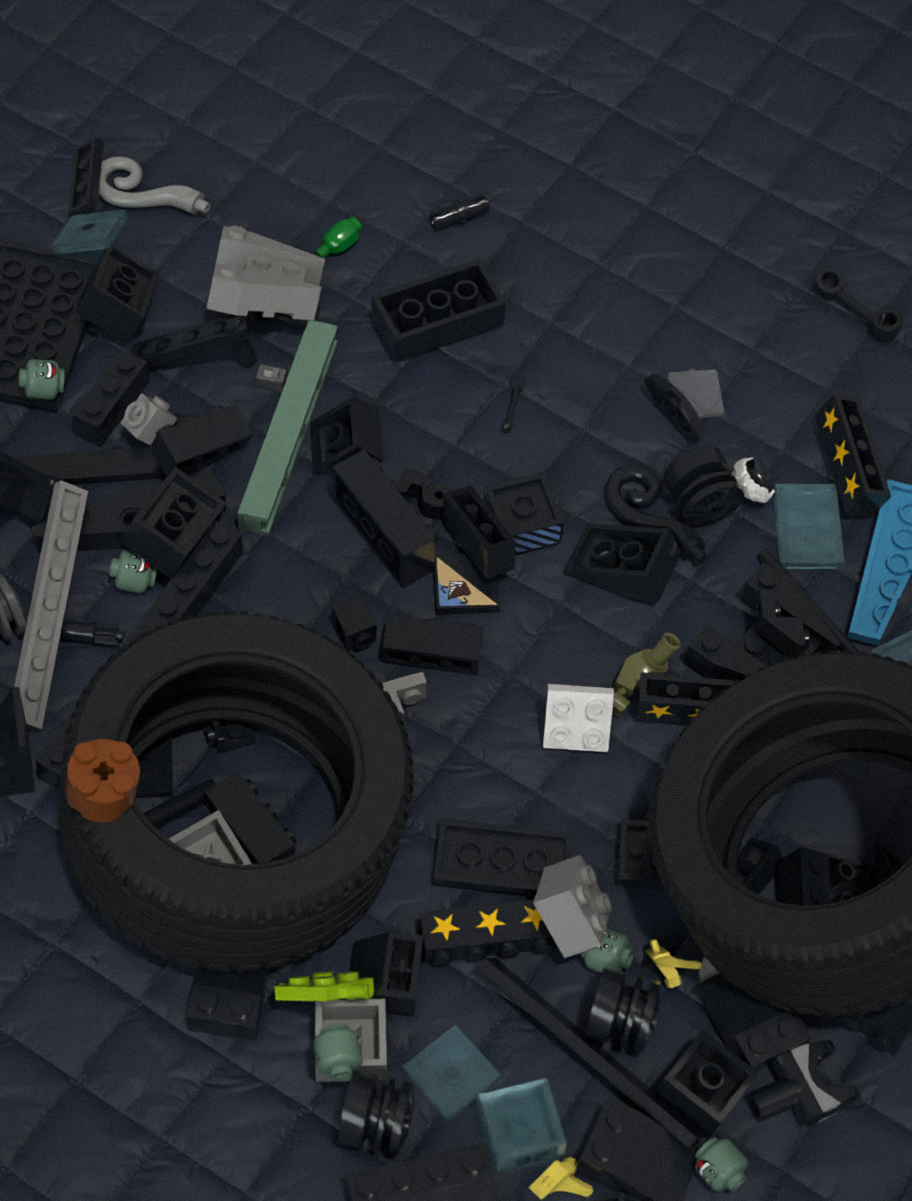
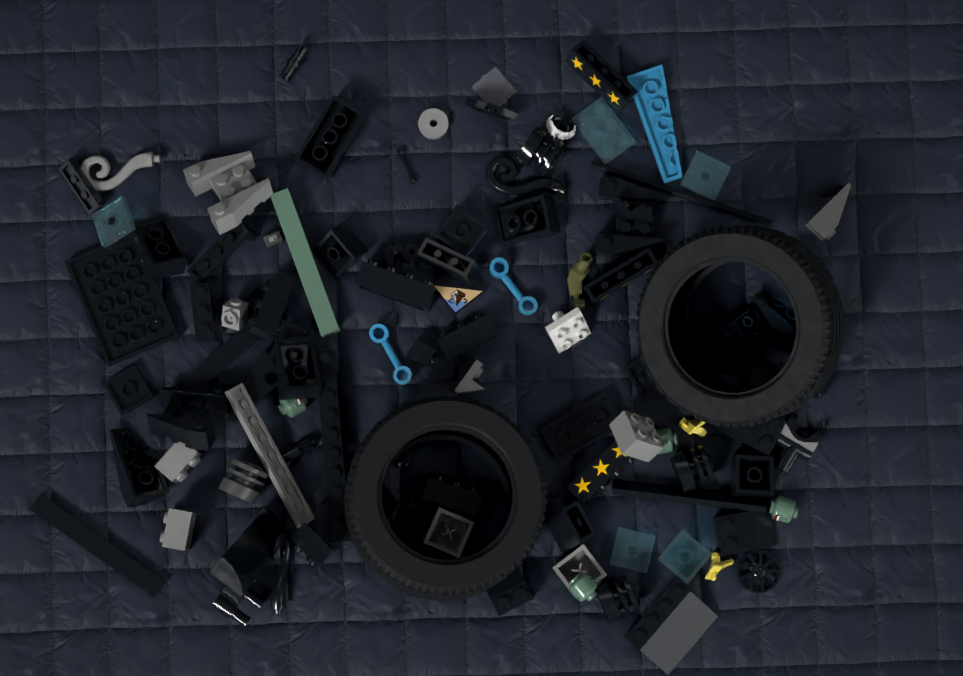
camera: 30 degrees left, 25 degrees up
(41, 379) = (163, 332): sand green head -> none
(102, 779) = (401, 549): dark orange brick -> none
(317, 569) = (401, 374): none -> dark azure piece
(325, 987) = (552, 558): lime plate -> none
(339, 237) = (242, 126): green plant -> none
(540, 595) = (527, 304): none -> dark azure piece
(588, 371) = (433, 115): none -> light grey piece

